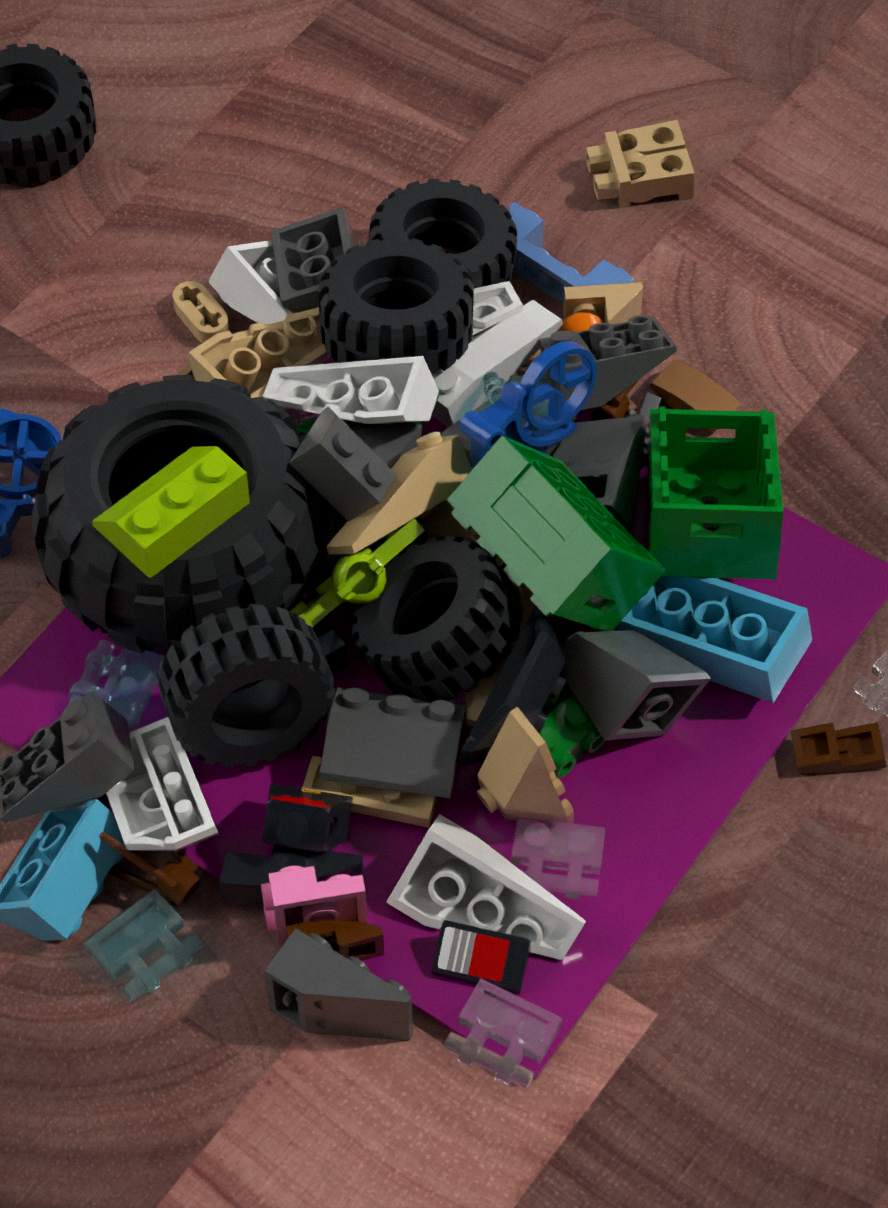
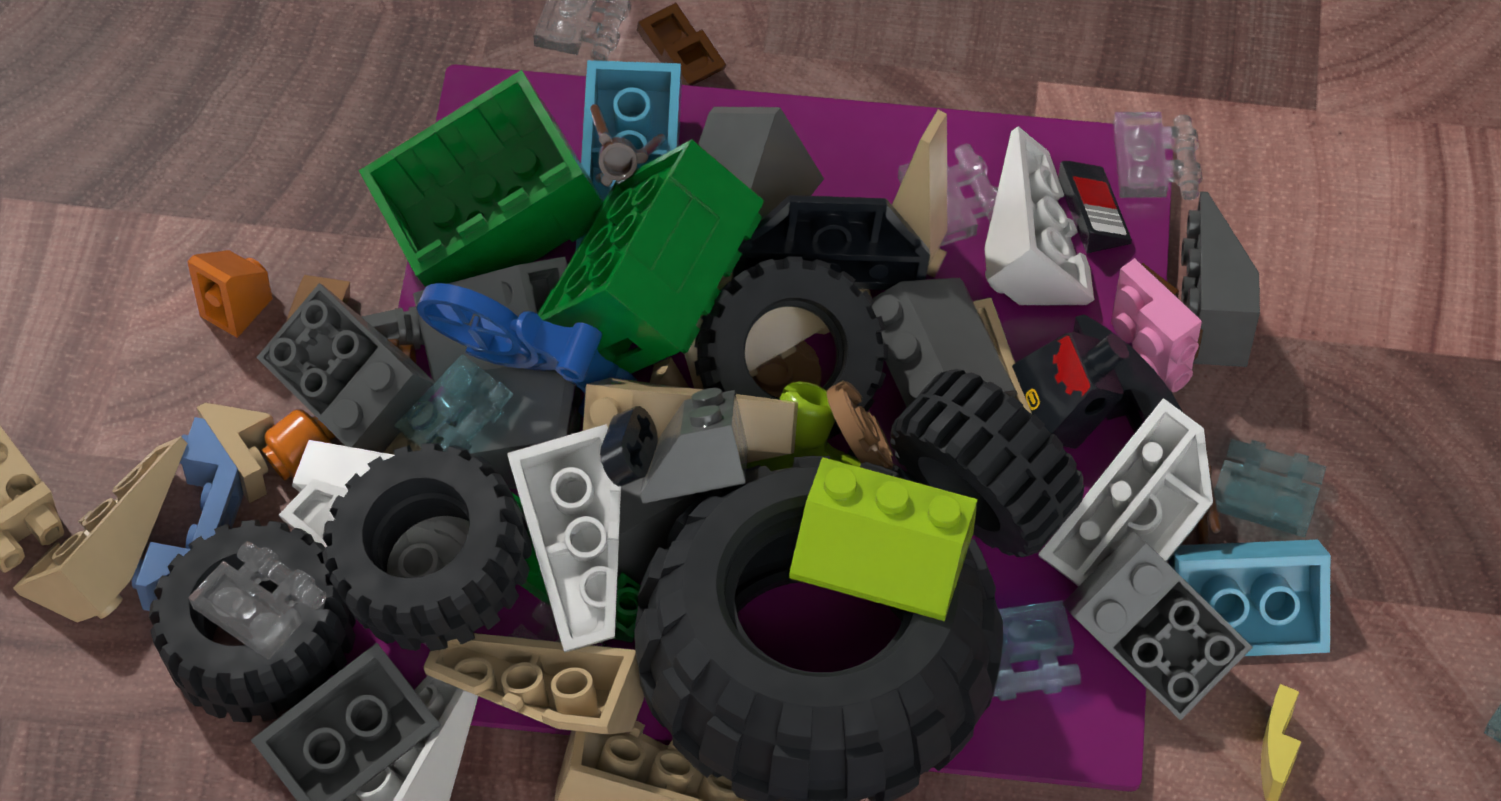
camera: 120 degrees left, 0 degrees up
(327, 603) = (858, 426): none -> medium nougat tile
(379, 426) = (629, 446): none -> black beam
(426, 210) = (248, 610): none -> clear plate
(562, 197) = (97, 563): none -> tan wedge
(673, 560) = (618, 155): none -> reddish brown plant
(744, 340) = (229, 289): none -> orange slope

